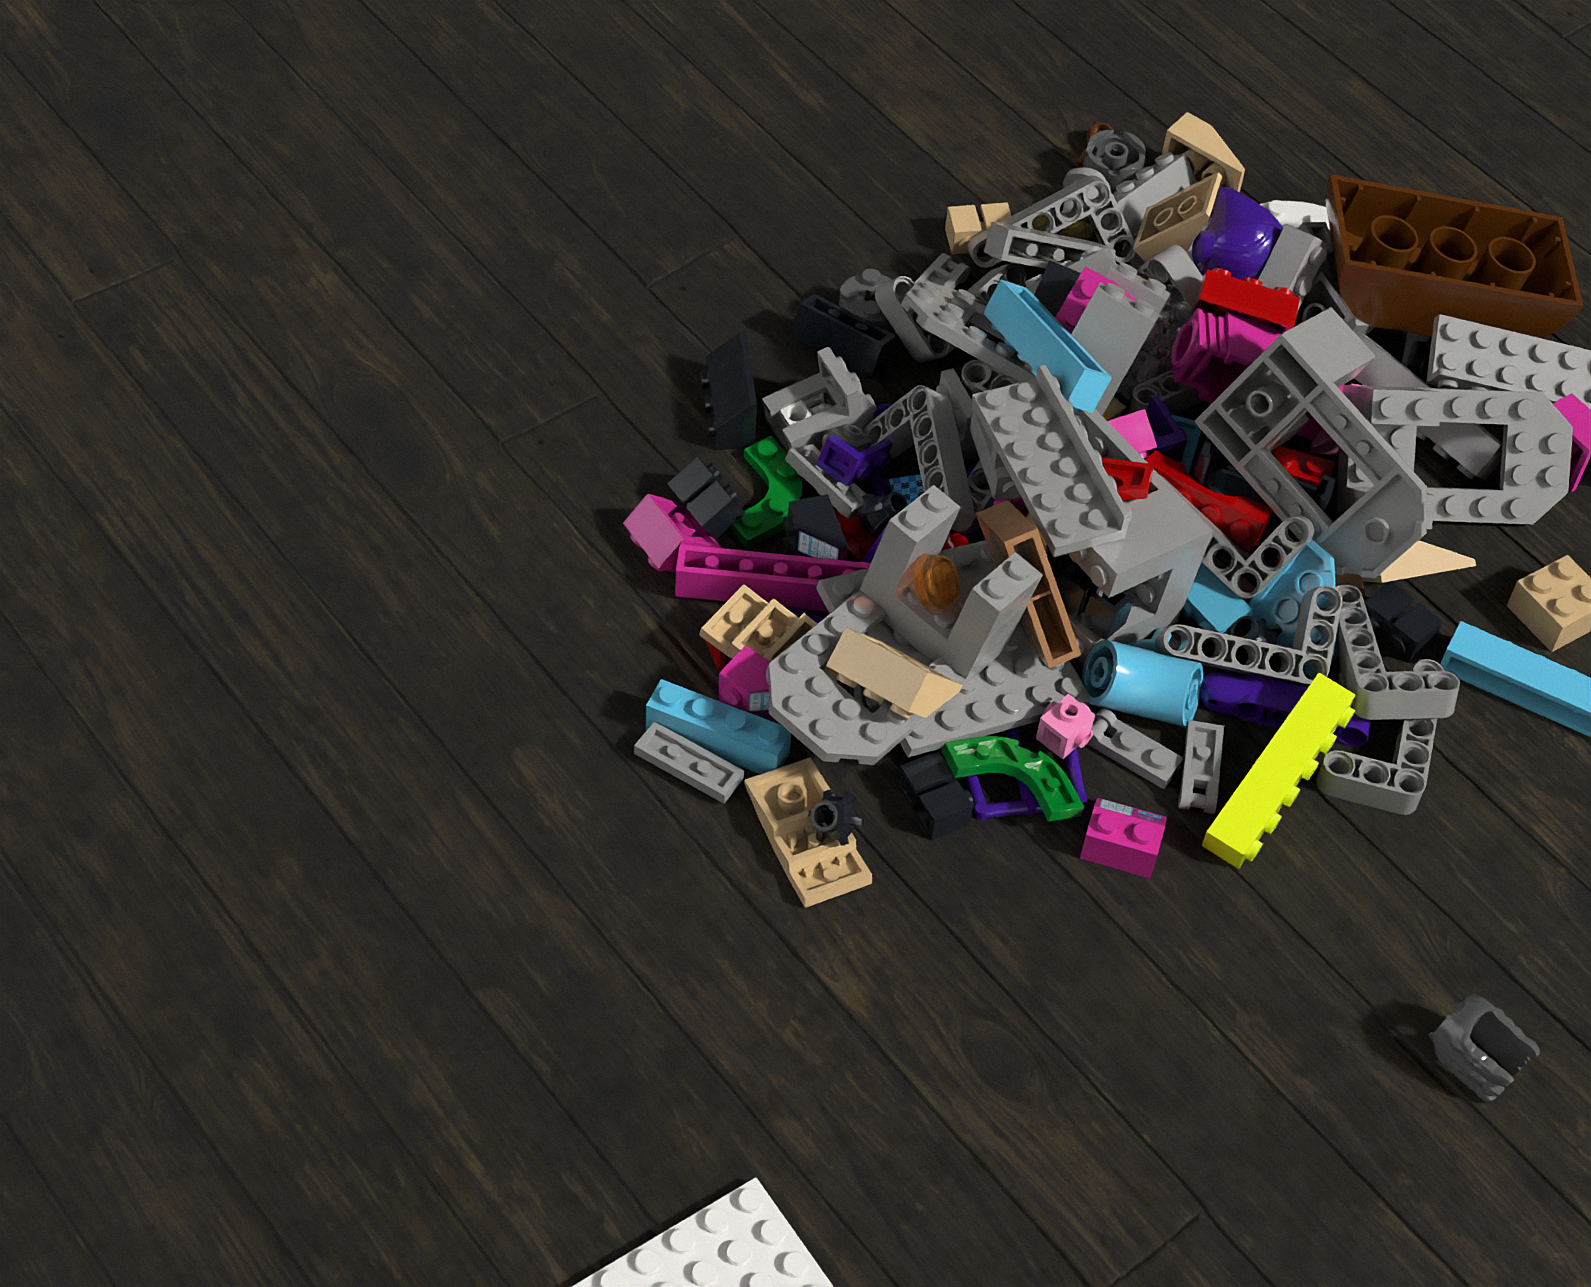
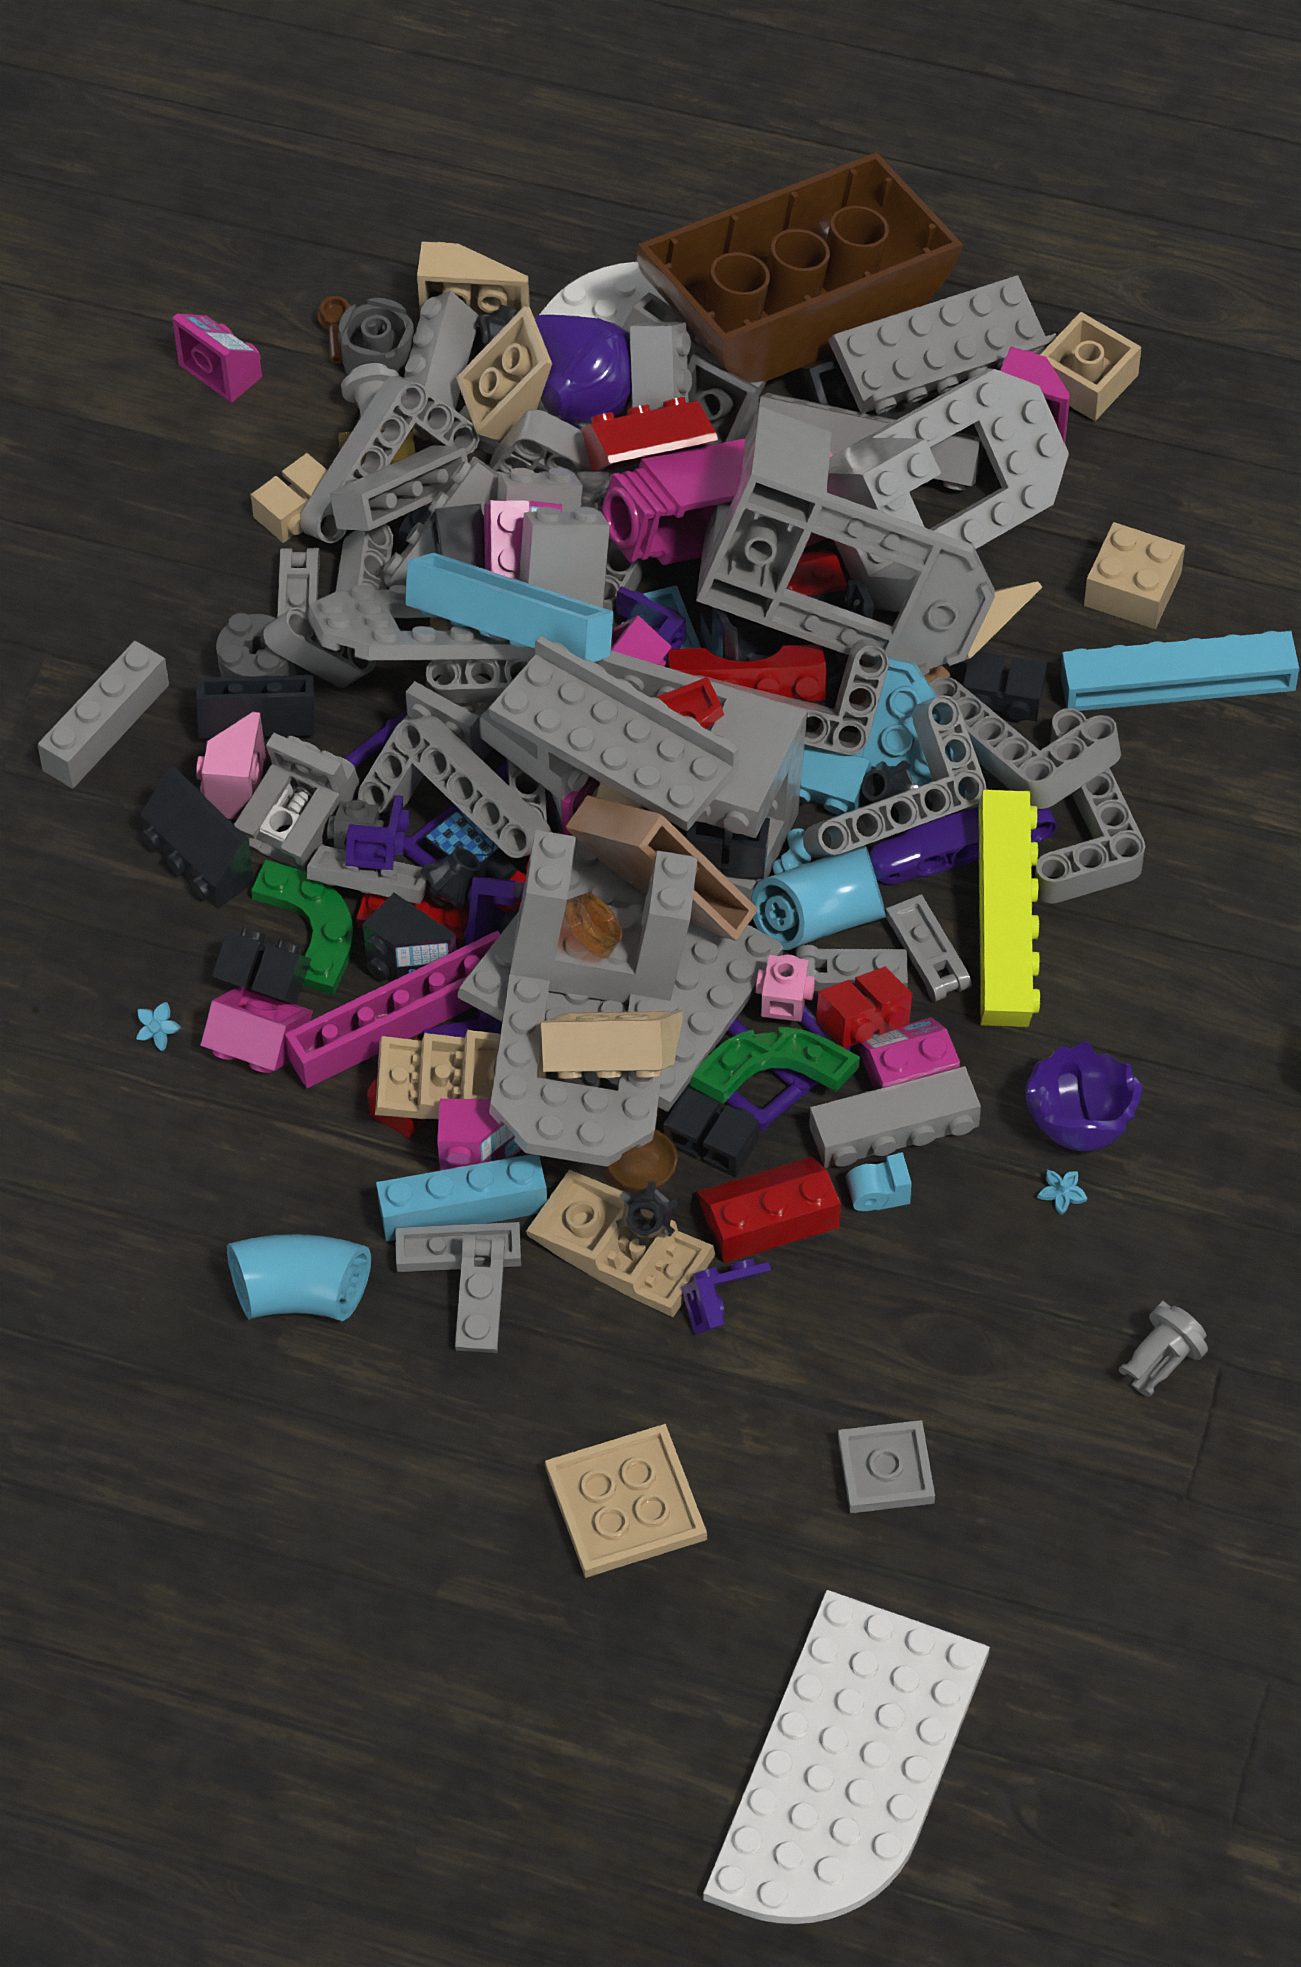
camera: 30 degrees left, 5 degrees up
(559, 710) = (299, 1275): none -> medium azure brick
(608, 495) = (157, 1025): none -> medium azure plant
(660, 1013) = (625, 1500): none -> tan plate
(675, 802) = (480, 1295): none -> light grey plate
(738, 286) = (103, 714): none -> light grey brick
(790, 357) = (233, 766): none -> bright pink slope
(830, 914) = (702, 1302): none -> dark purple bracket
(873, 785) = (650, 1162): none -> clear orange hat
(874, 1116) = (886, 1466): none -> light grey plate
(935, 876) = (770, 1208): none -> red slope
(997, 116) = (216, 355): none -> dark pink slope
(1031, 909) = (880, 1184): none -> medium azure leg
(1081, 868) = (895, 1117): none -> light grey brick
(1101, 779) = (853, 1017): none -> red piece
(1173, 1001) = (1063, 1190): none -> medium azure plant
(1176, 1164) = (1165, 1347): none -> light grey piece
(1234, 939) = (1082, 1097): none -> dark purple piece

